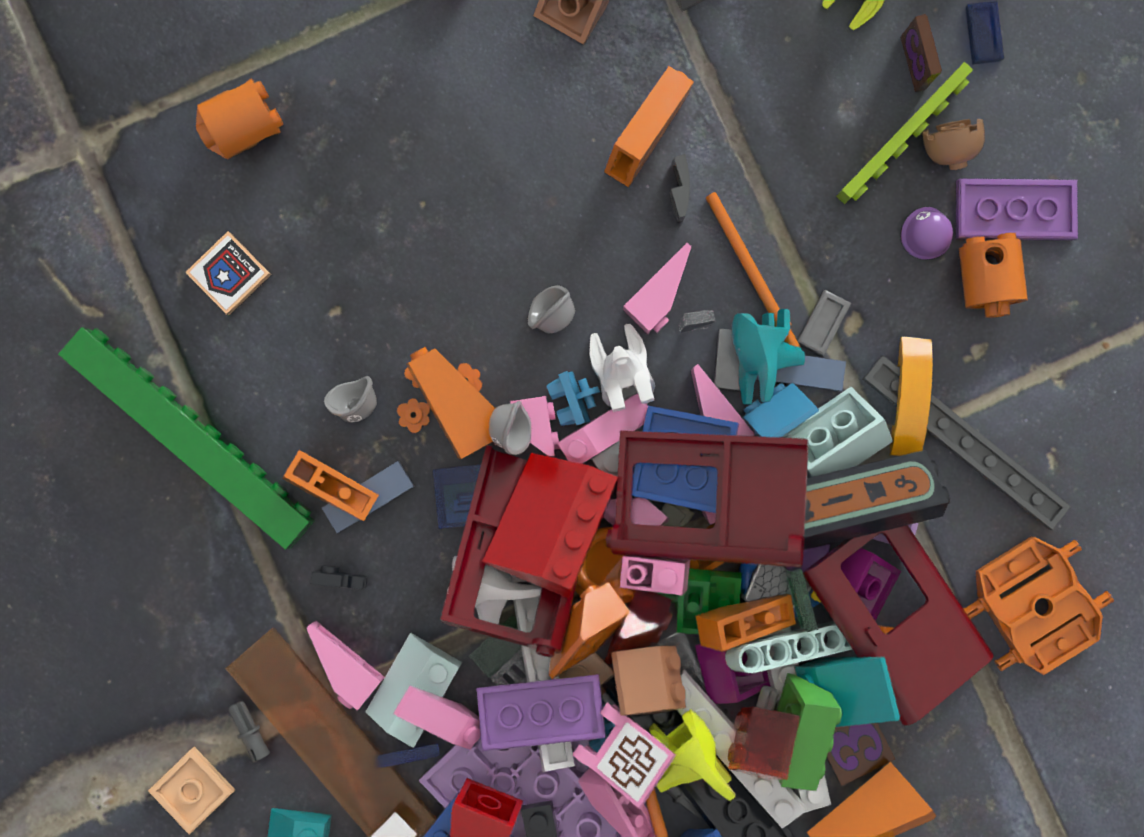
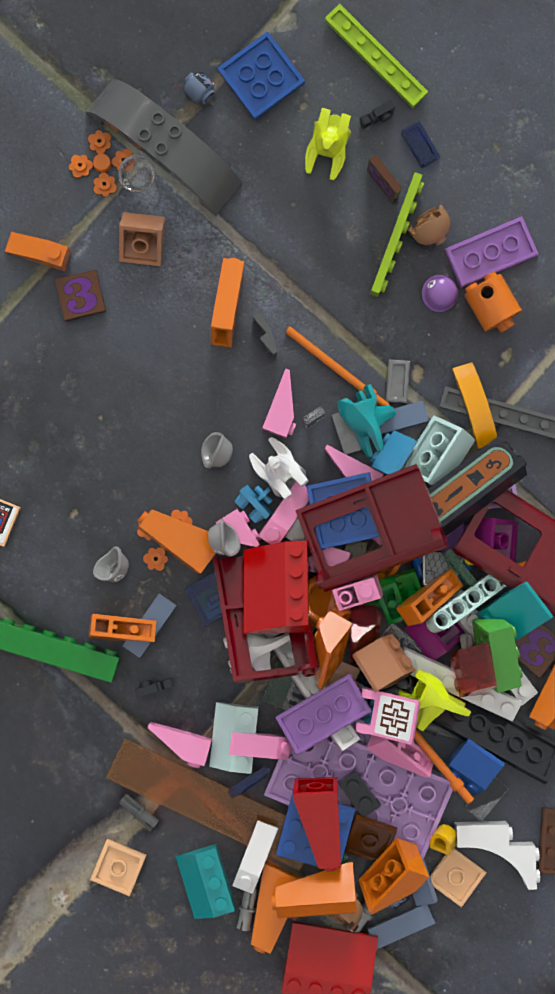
camera: 25 degrees left, 0 degrees up
(465, 37) = (80, 295): none -> reddish brown tile

